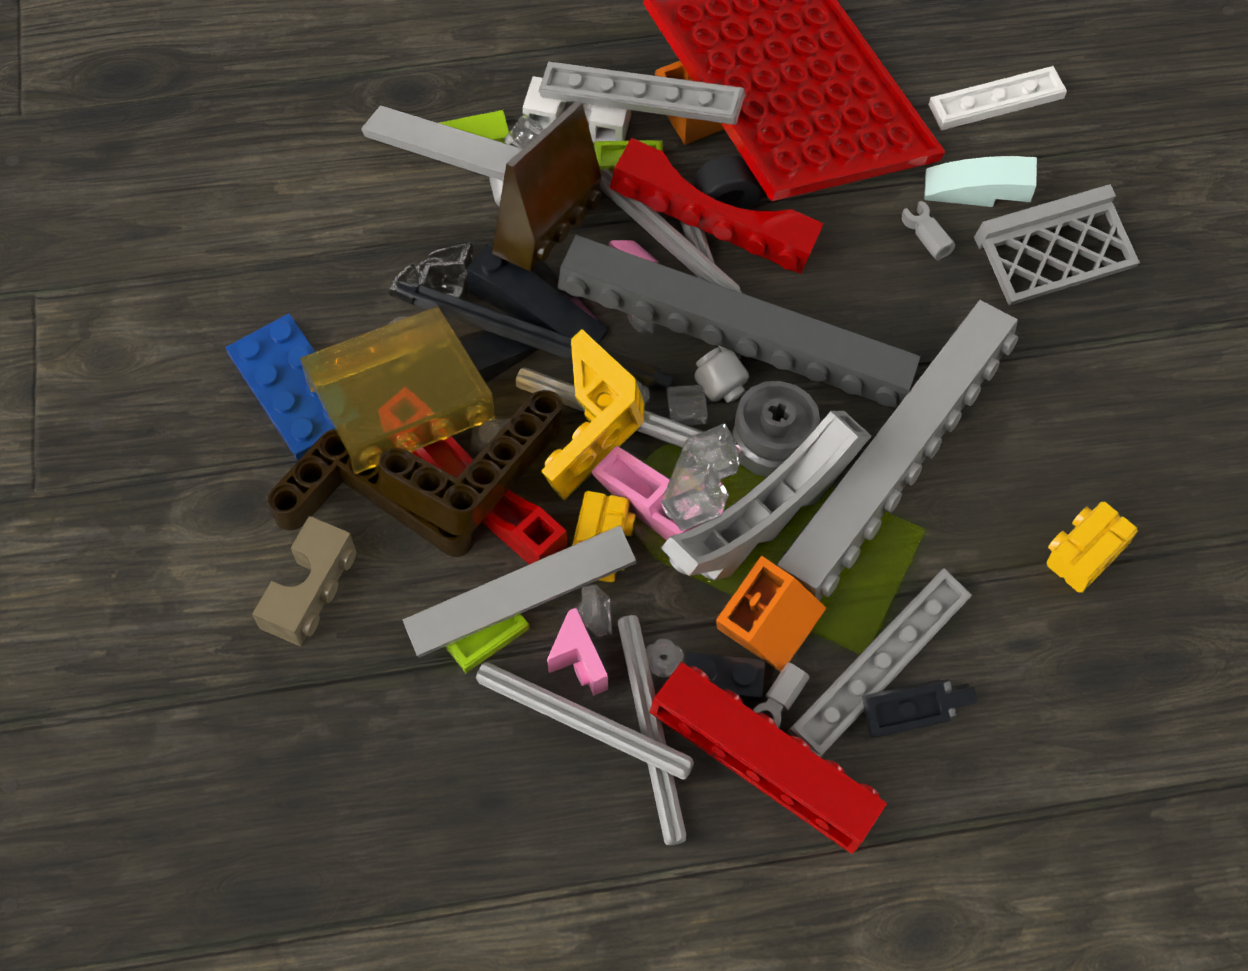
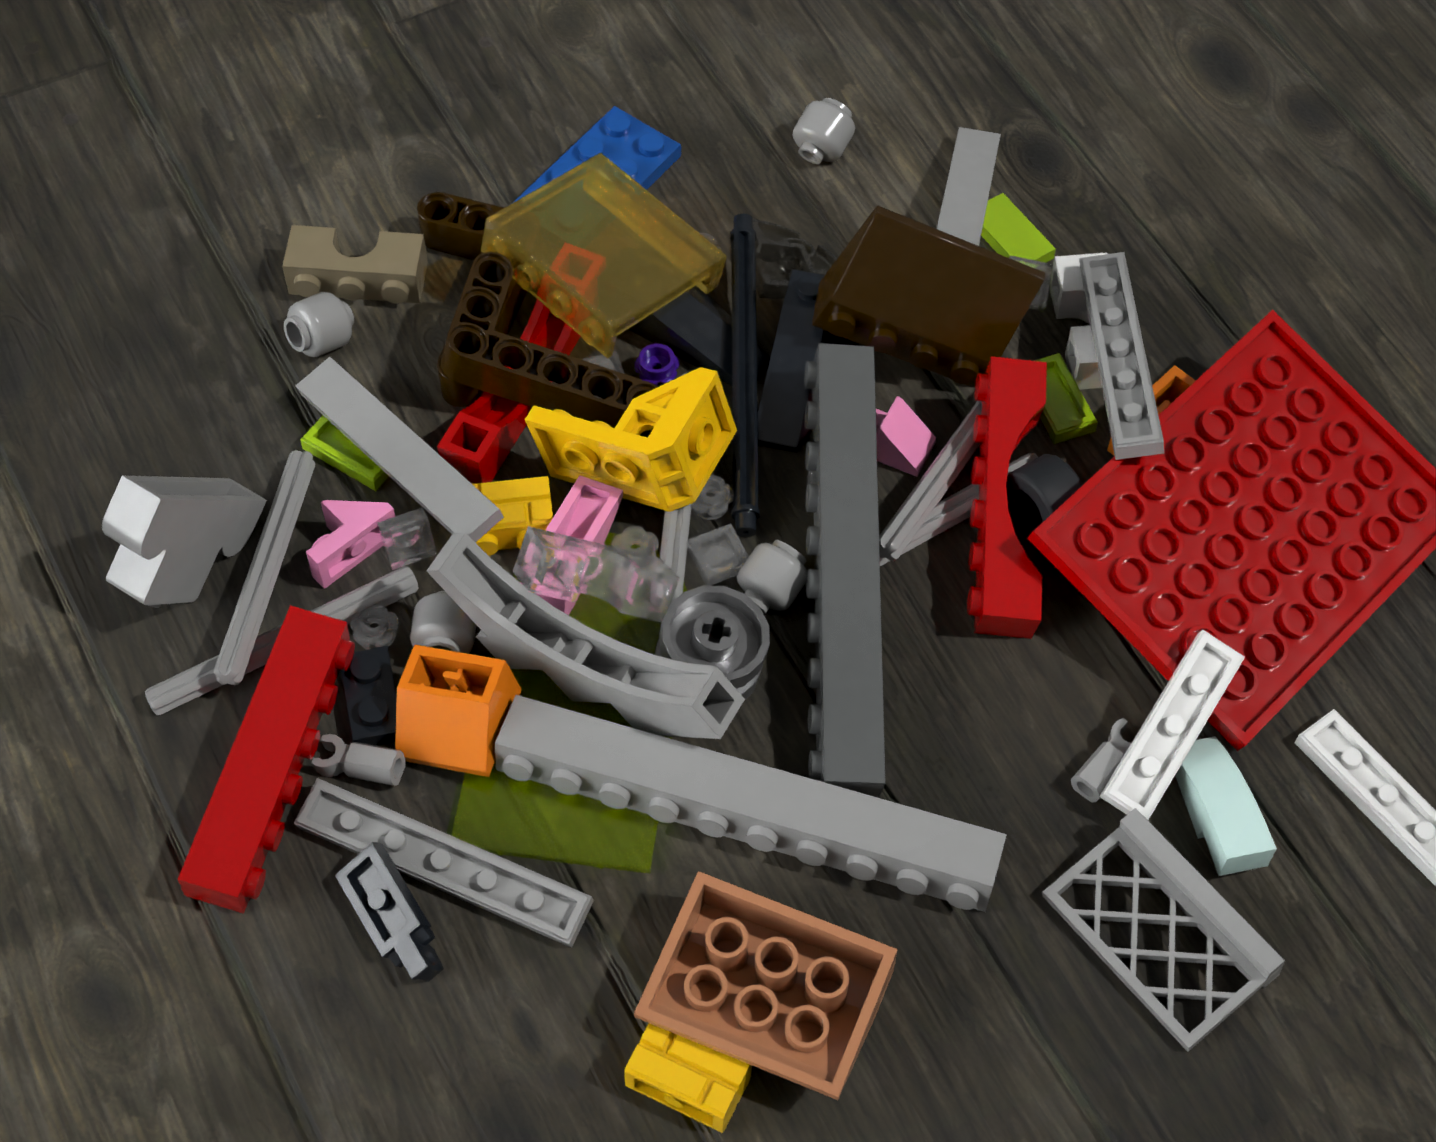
camera: 70 degrees right, 5 degrees down
(325, 212) = (824, 131): none -> light grey head
(357, 624) = (319, 324): none -> light grey head
(501, 387) = (657, 356): none -> dark purple plate
(555, 767) = (173, 533): none -> light grey brick
(662, 465) = (636, 535): none -> clear plate
(689, 605) = (442, 624): none -> light grey head
(927, 181) = (1172, 725): none -> white tile
(1050, 475) = (768, 985): none -> nougat slope

